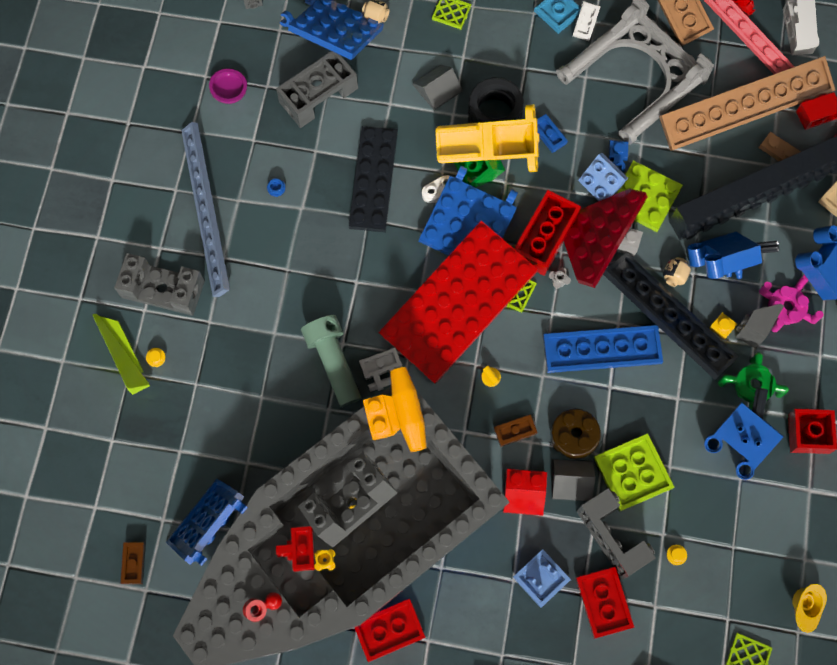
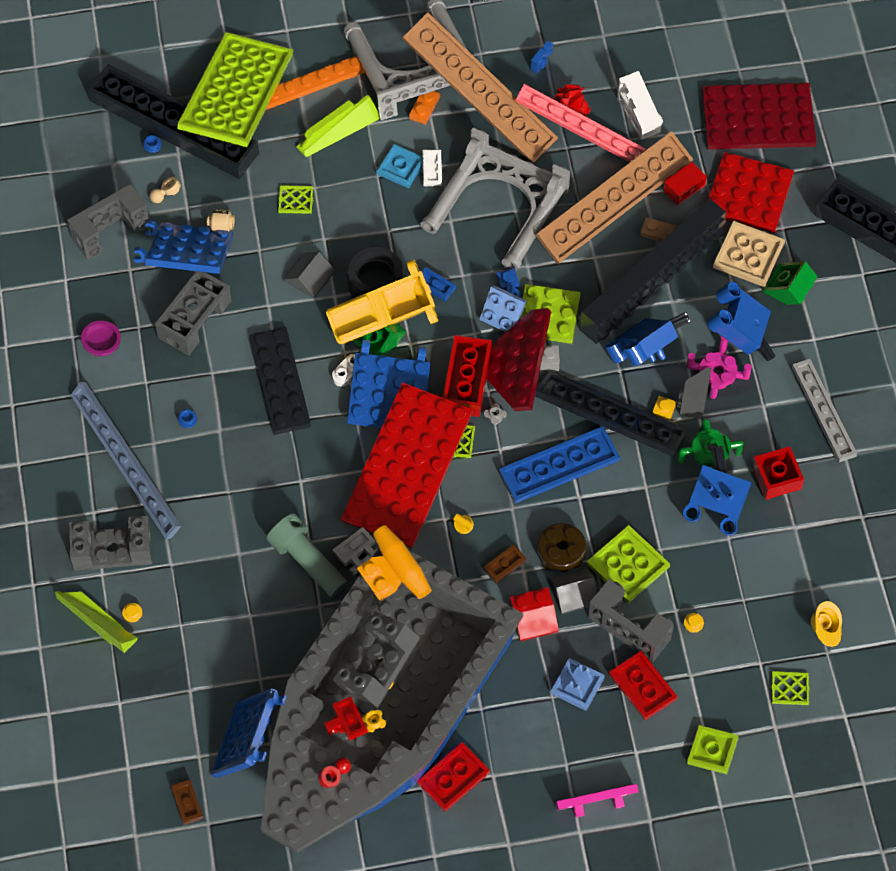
camera: 20 degrees left, 10 degrees down
(676, 272) = (603, 372): tan head -> none

